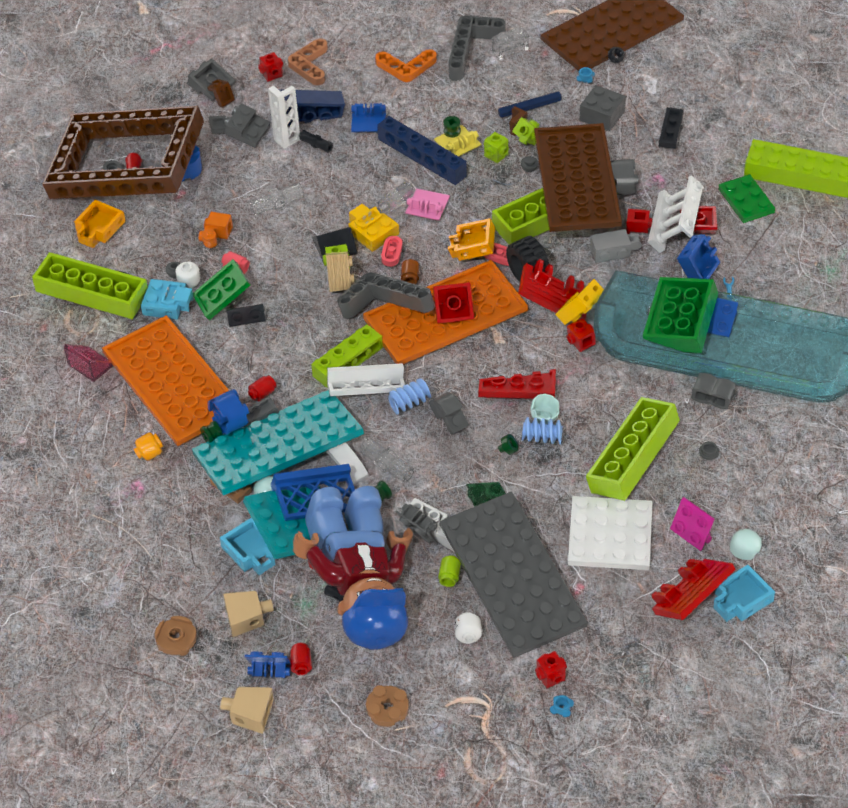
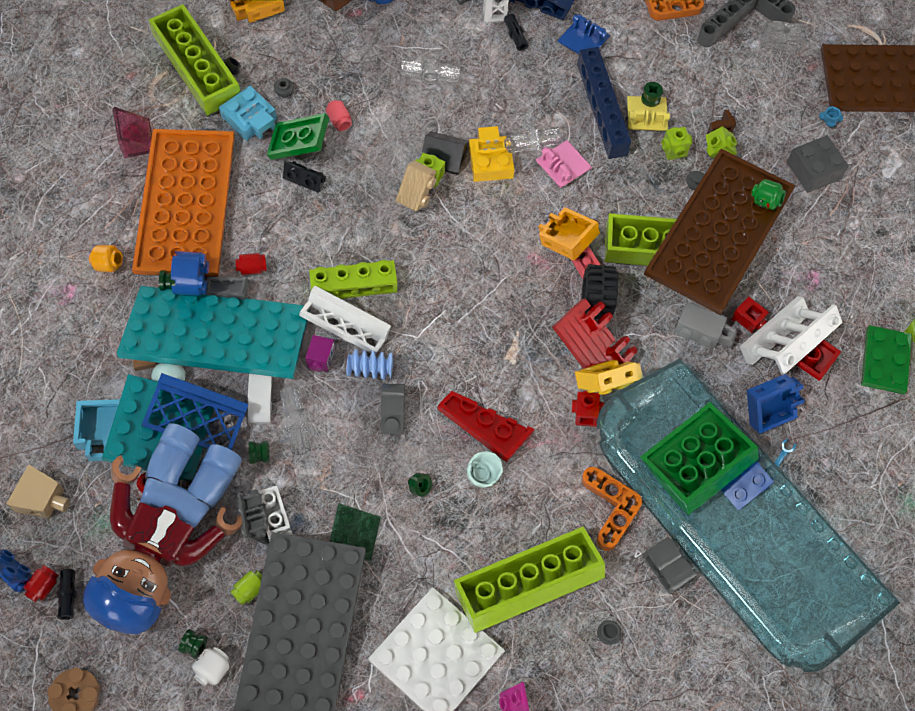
camera: 30 degrees right, 15 degrees up
(188, 273) = (285, 101): white head -> none
(215, 226) = (353, 65): orange brick -> none
(324, 654) = (66, 594): none -> black pin
(366, 411) = (320, 353): none -> magenta brick
(386, 289) = (433, 221): dark grey beam -> none
(391, 251) = (486, 194): coral plate -> none
(410, 271) = (484, 228): dark orange brick -> none
(413, 334) = (481, 293): orange plate -> none
(442, 625) = (192, 643): none -> dark green wheel
(453, 302) = (489, 292): red slope -> none
(531, 103) = (751, 115): dark blue axle -> none
(542, 430) = (462, 493): light blue piece -> none
(592, 135) = (768, 194): none -> green head
(619, 52) = (885, 112): black plate -> none
(624, 176) = (770, 256): dark grey brick -> none
(649, 376) = (618, 500): none -> orange beam
(671, 128) = (870, 229): black plate -> none

